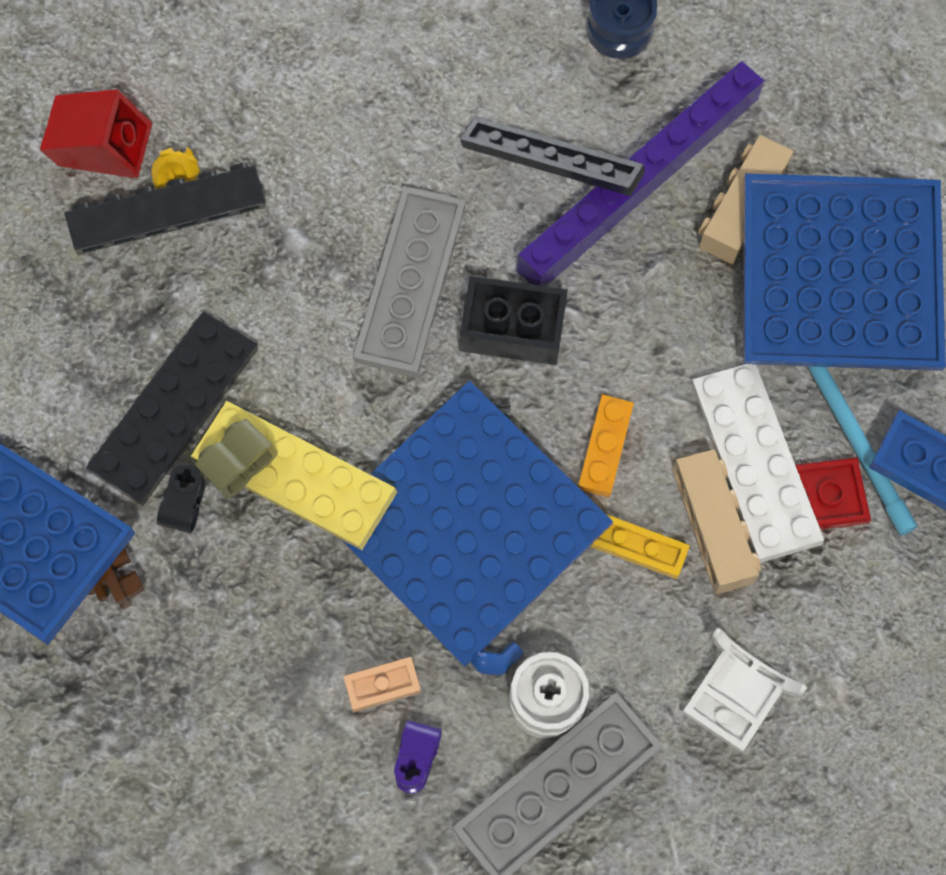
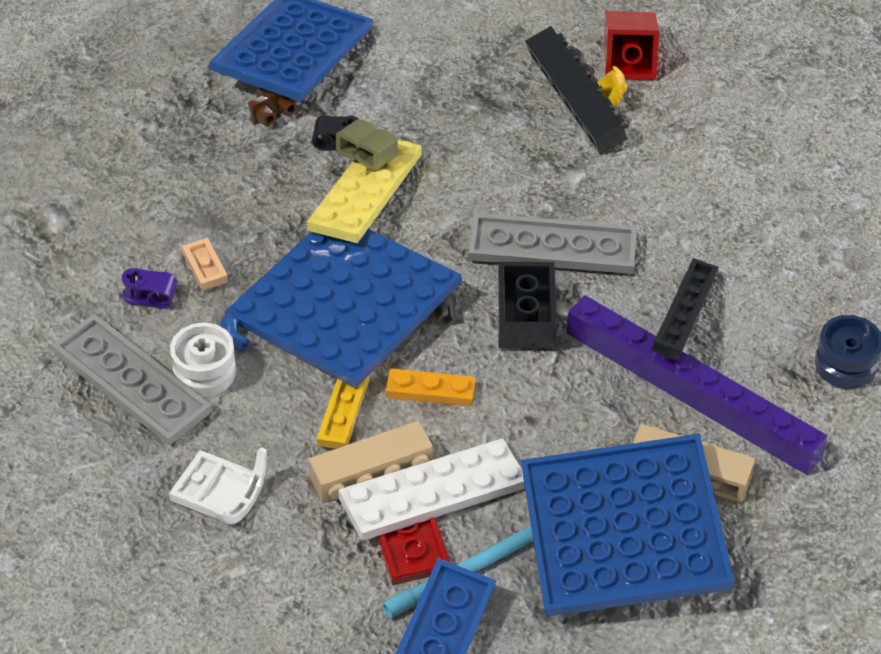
camera: 85 degrees right, 20 degrees down
(172, 408) = (418, 122): black plate -> none

